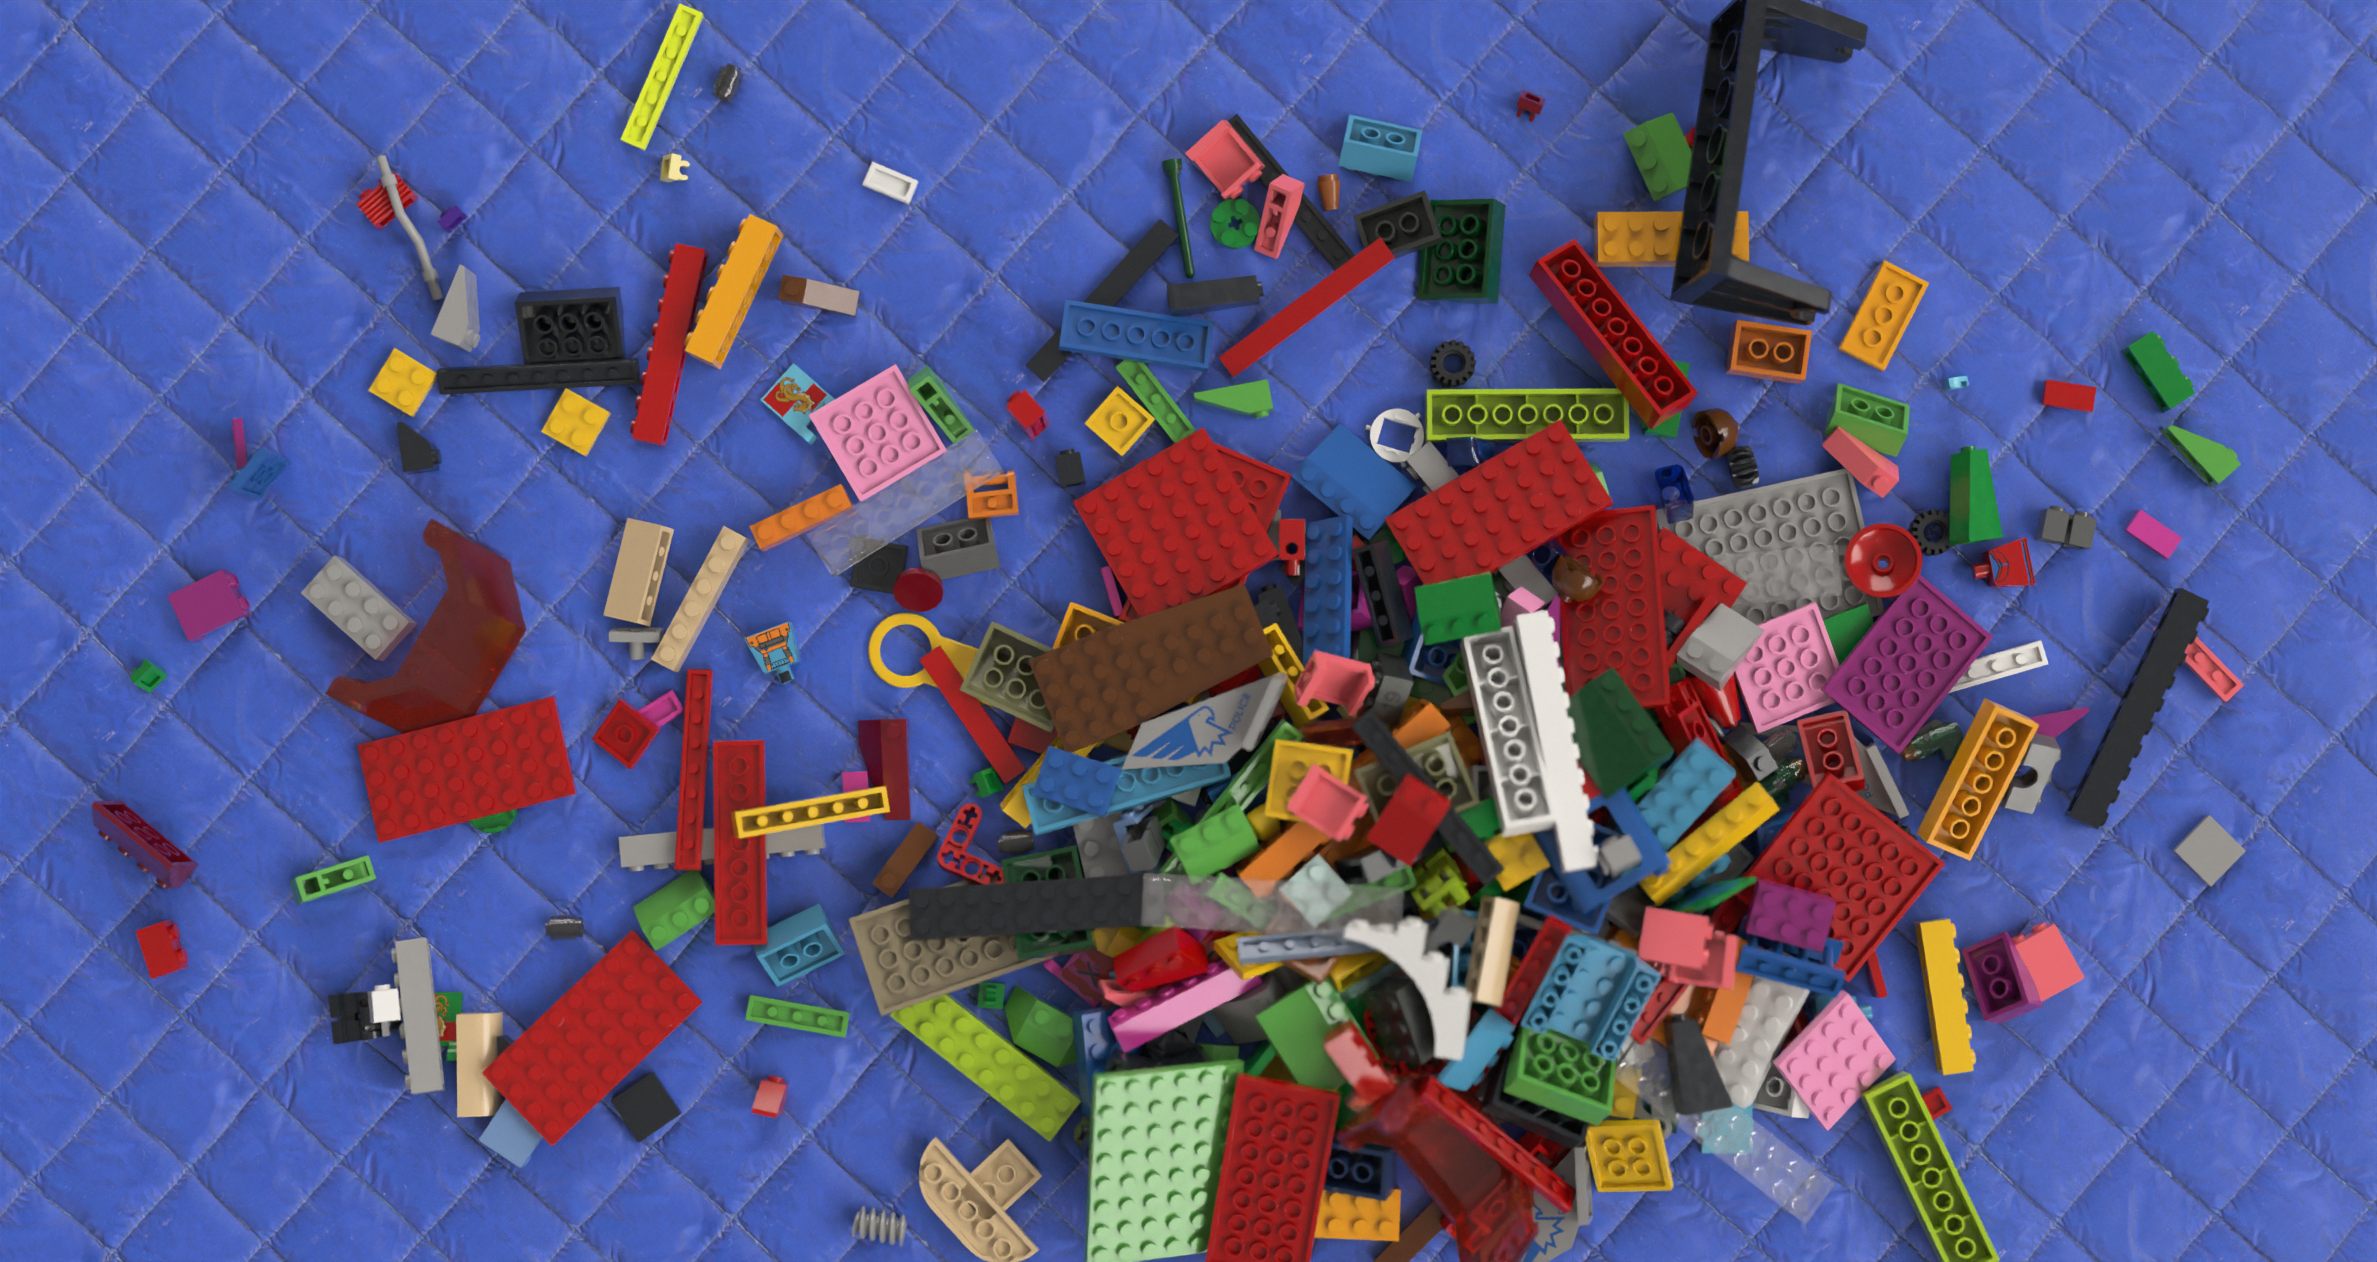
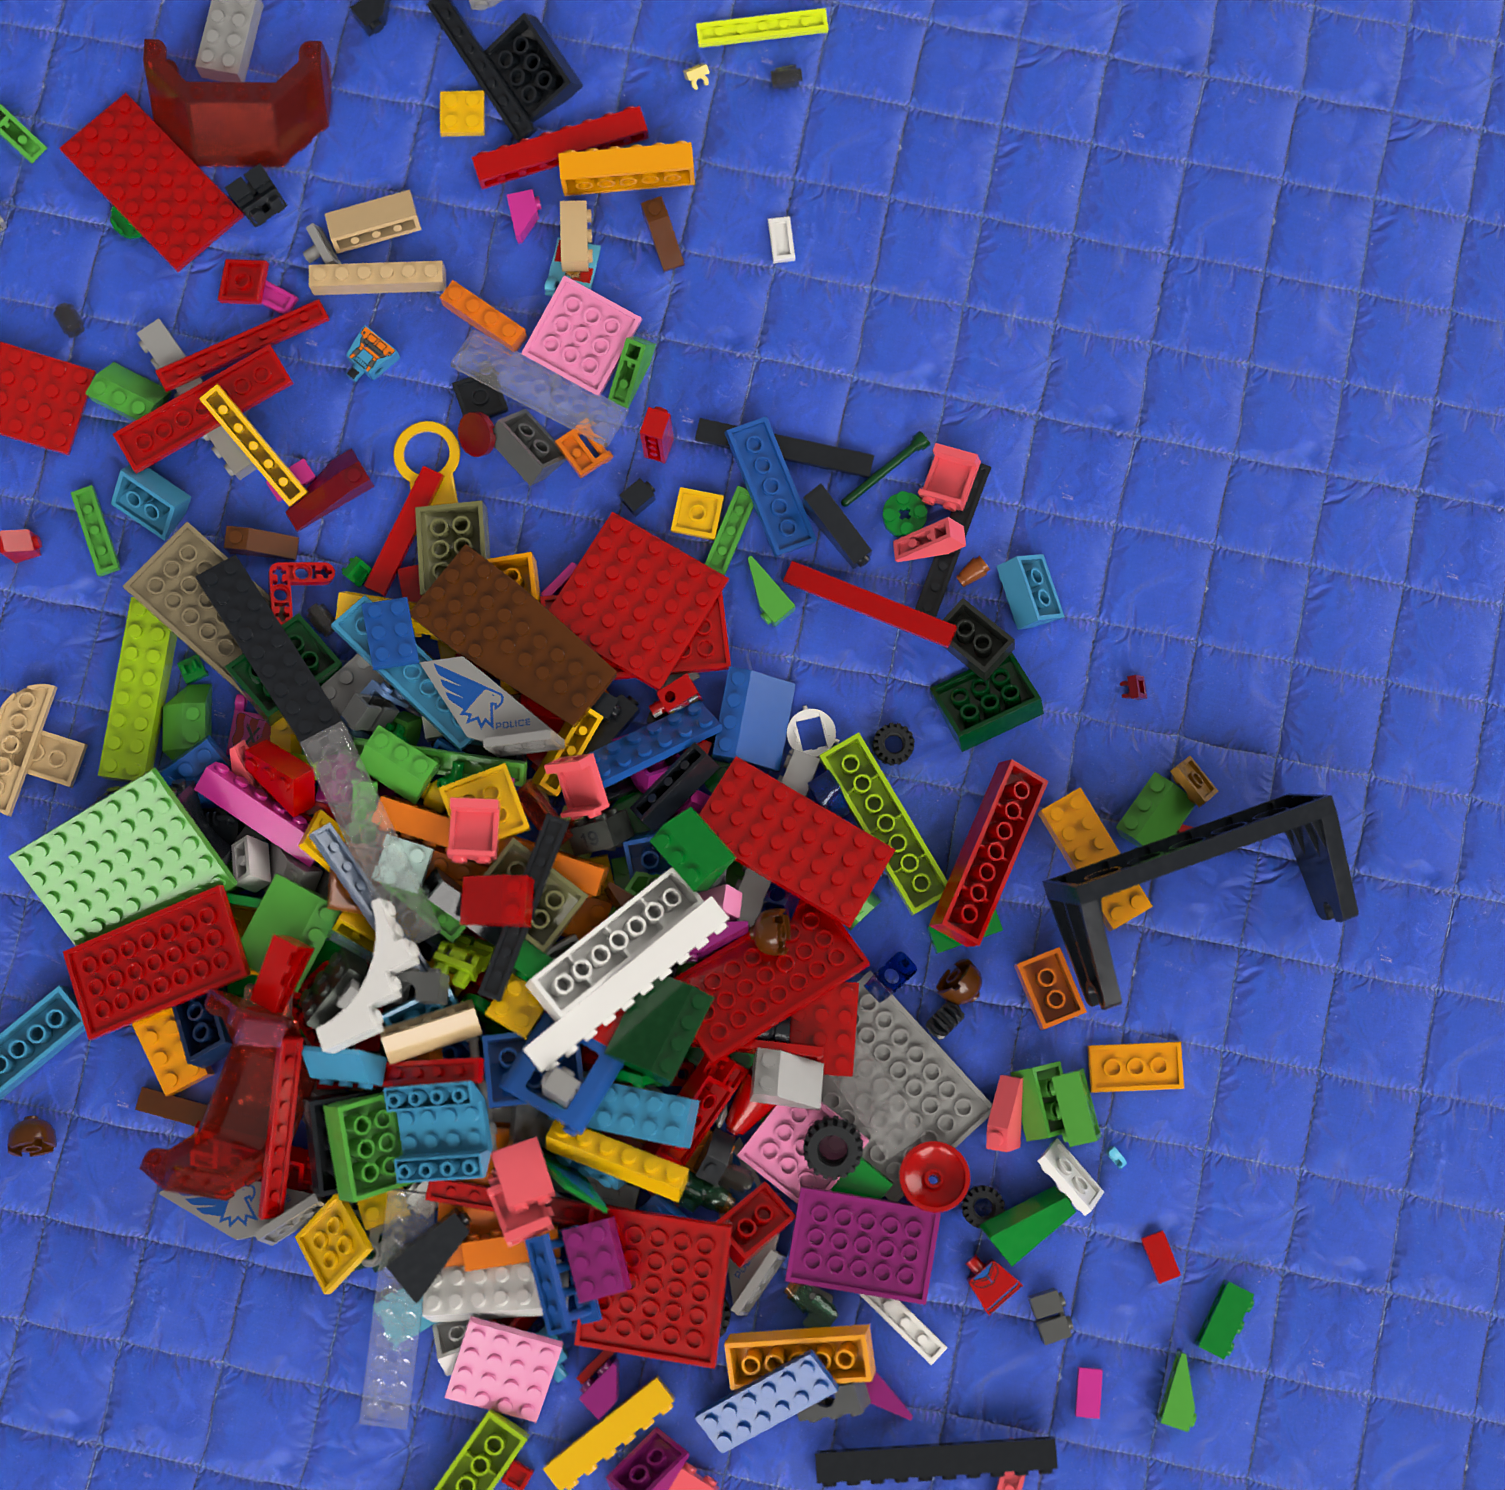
camera: 60 degrees right, 5 degrees down
(558, 675) = (258, 197): none -> black hips
(716, 419) = (524, 212): none -> dark pink slope
(771, 381) = (575, 236): none -> tan brick
(1223, 1038) = (251, 863): none -> white brick
(1257, 800) = (455, 775): none -> green arm
(1409, 1110) = (260, 1032): none -> clear pink tile
(1420, 1006) = (348, 994): none -> light grey tile
(1652, 102) = (1194, 781): none -> pearl gold plate
(1825, 638) = (823, 1165): none -> black tyre
(1892, 393) = (1075, 1108): none -> bright green slope
(1902, 979) = (603, 1391): none -> magenta slope
(1952, 435) = (1070, 1177): none -> white plate
(2000, 833) = (766, 1401): none -> plate

